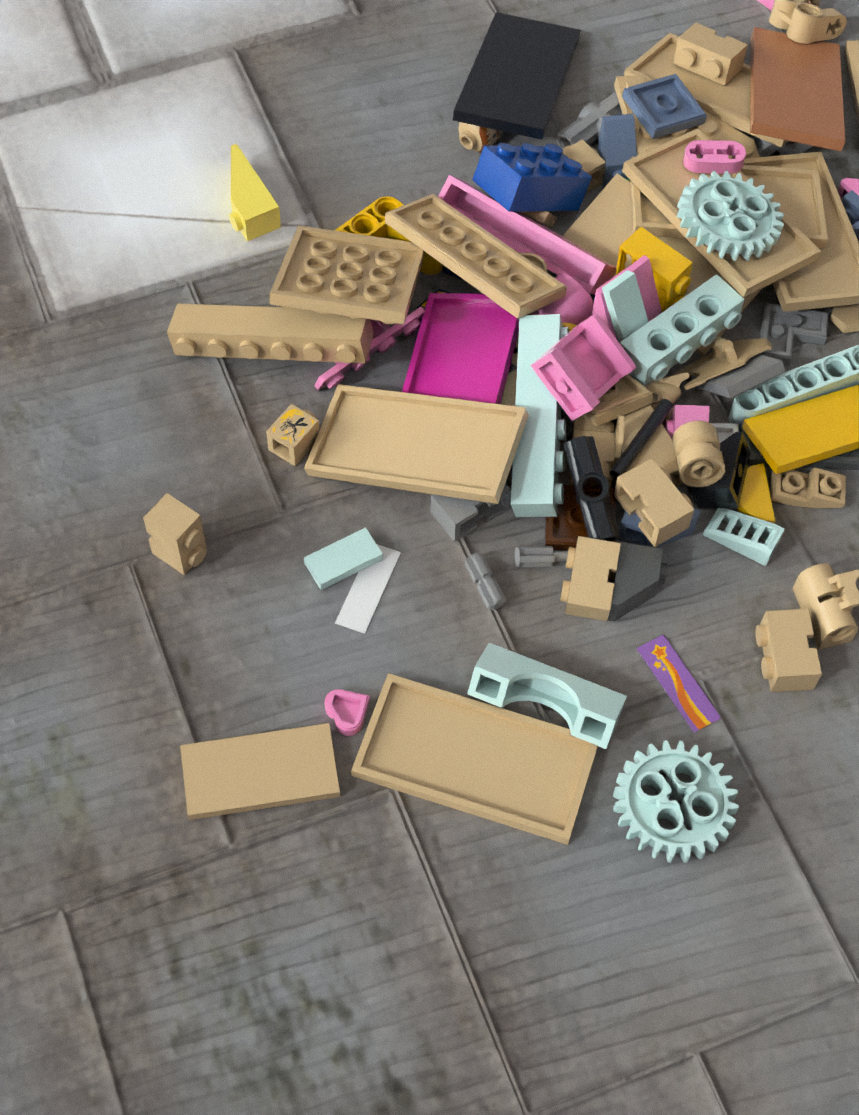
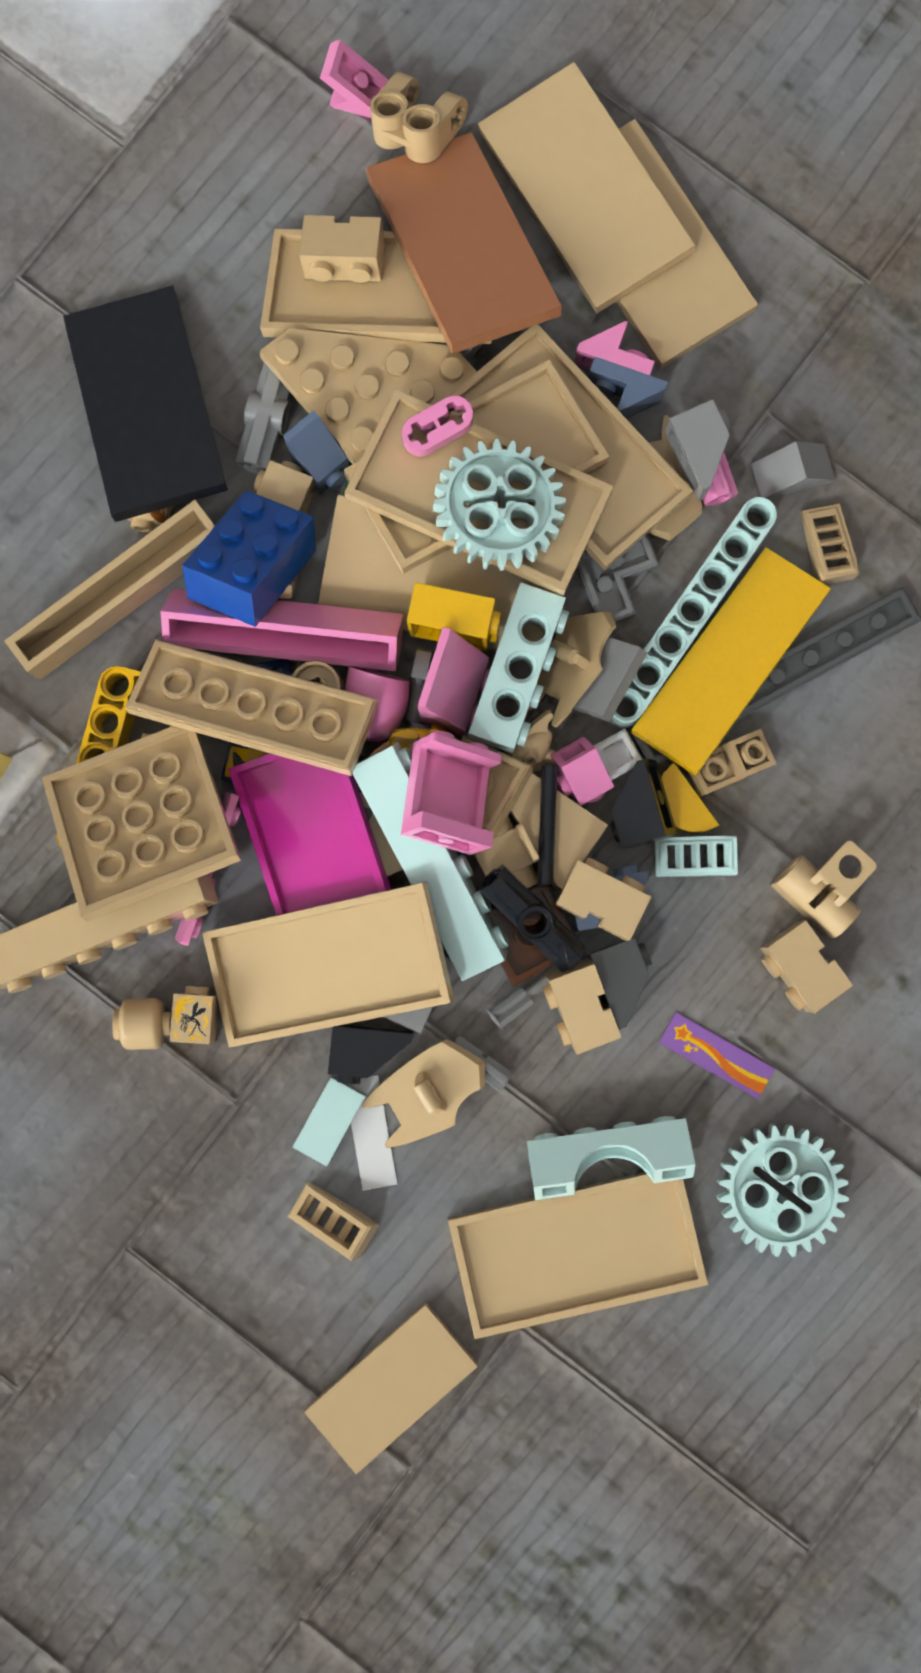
camera: 25 degrees left, 25 degrees up
(176, 534) = (158, 1213): tan brick -> none
(252, 415) = (141, 1023): none -> tan head
(308, 647) = (325, 1233): none -> tan slope
(347, 710) = (432, 1276): bright pink tile -> none
(405, 522) = (361, 1051): none -> black slope
(410, 159) = (110, 593): none -> tan brick
(433, 575) = (429, 1091): none -> tan shield
(625, 305) = (454, 695): light aqua tile -> none
(664, 106) = (337, 369): sand blue tile -> none
(698, 454) = (619, 821): tan wheel -> none

